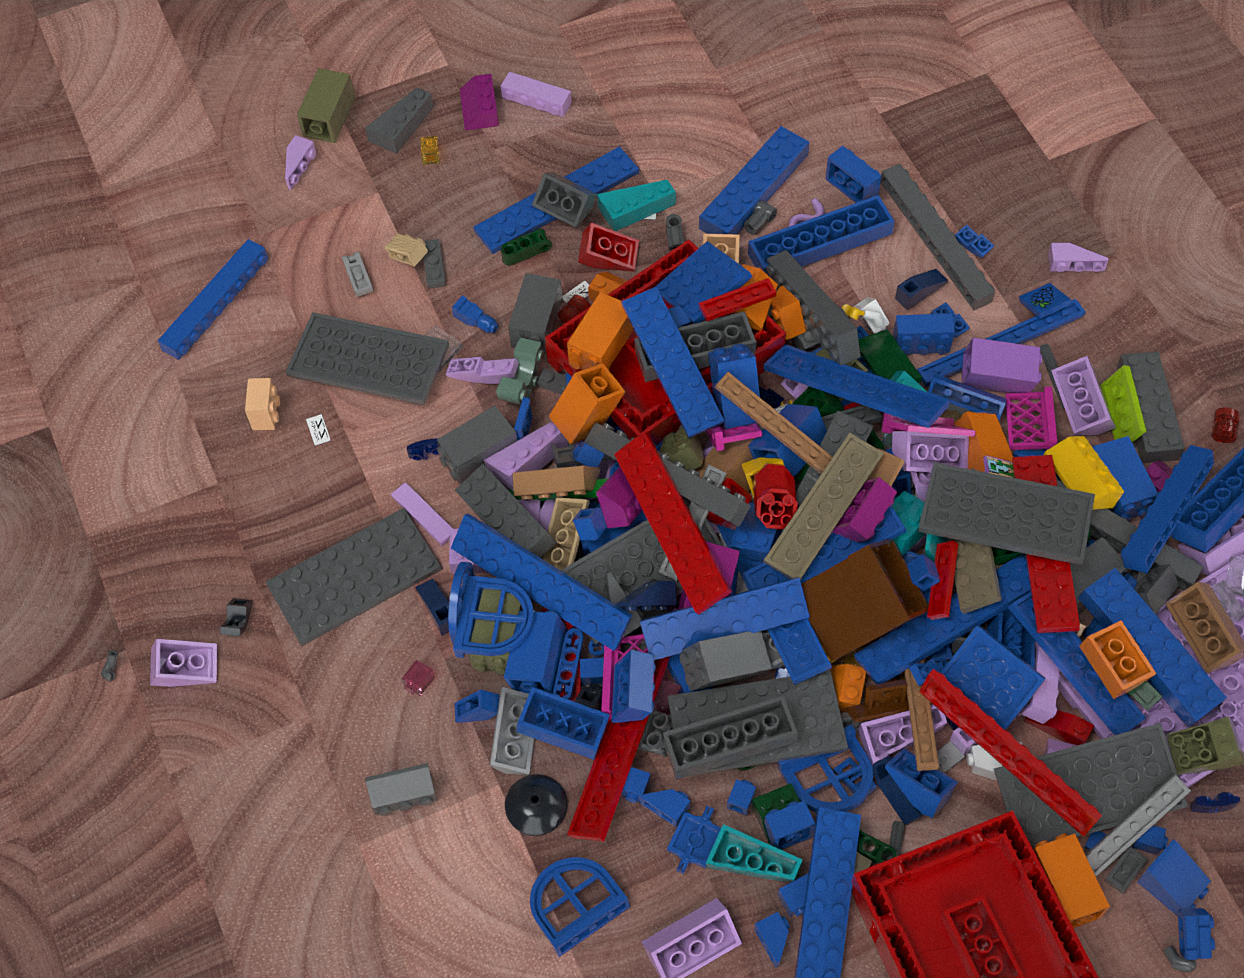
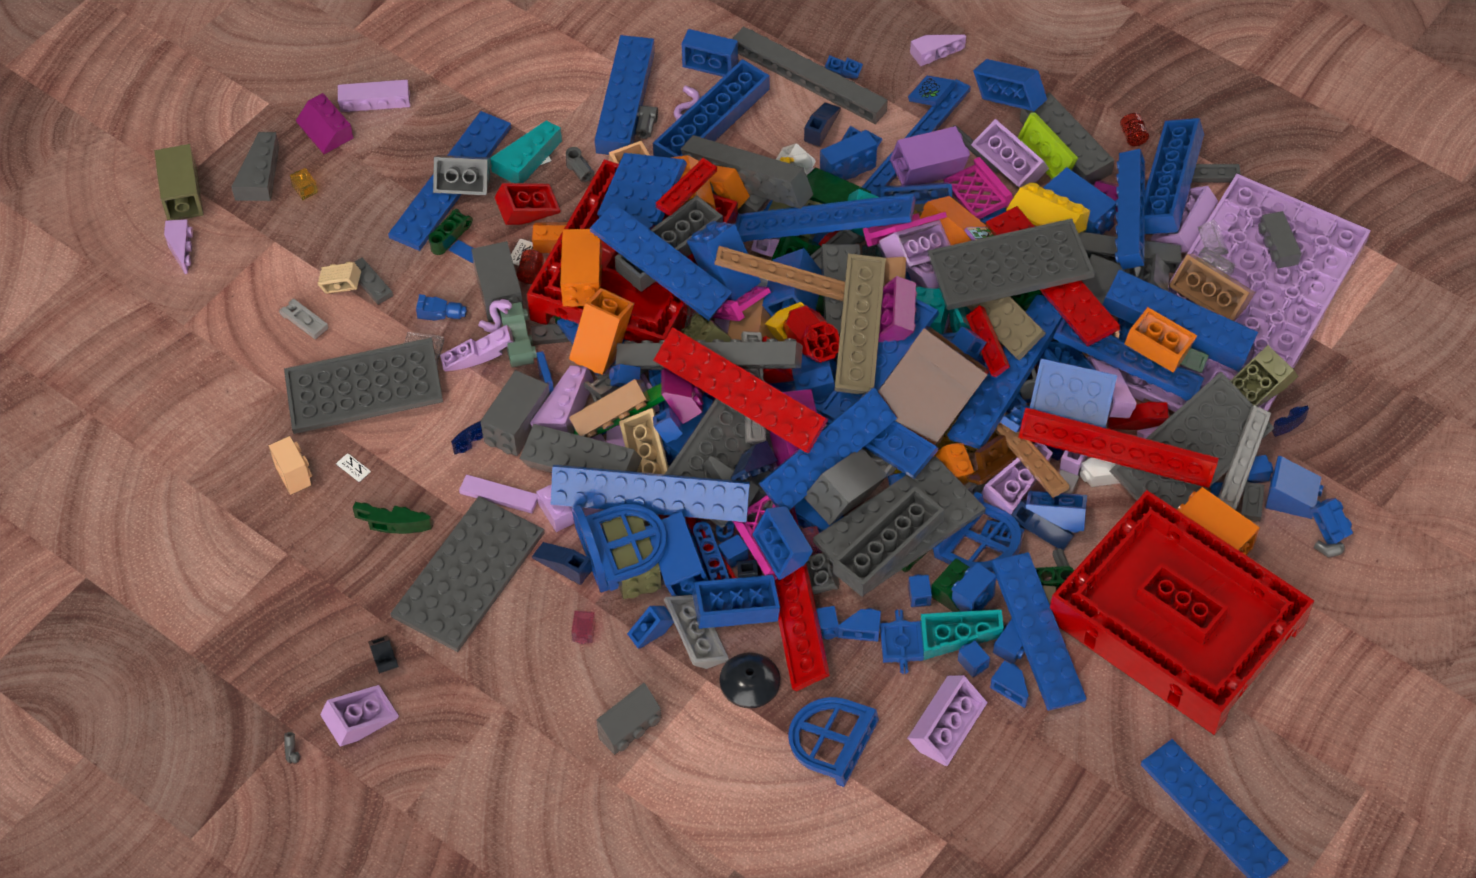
camera: 30 degrees left, 5 degrees down
(213, 299) = (178, 398): blue brick -> none
(319, 496) = (399, 521): none -> dark green slope
(515, 339) = (501, 305): none -> lavender animal
(529, 267) = (462, 250): none -> blue sticker
(752, 892) = (973, 658): none -> blue brick
(1121, 328) = (1010, 84): none -> blue brick

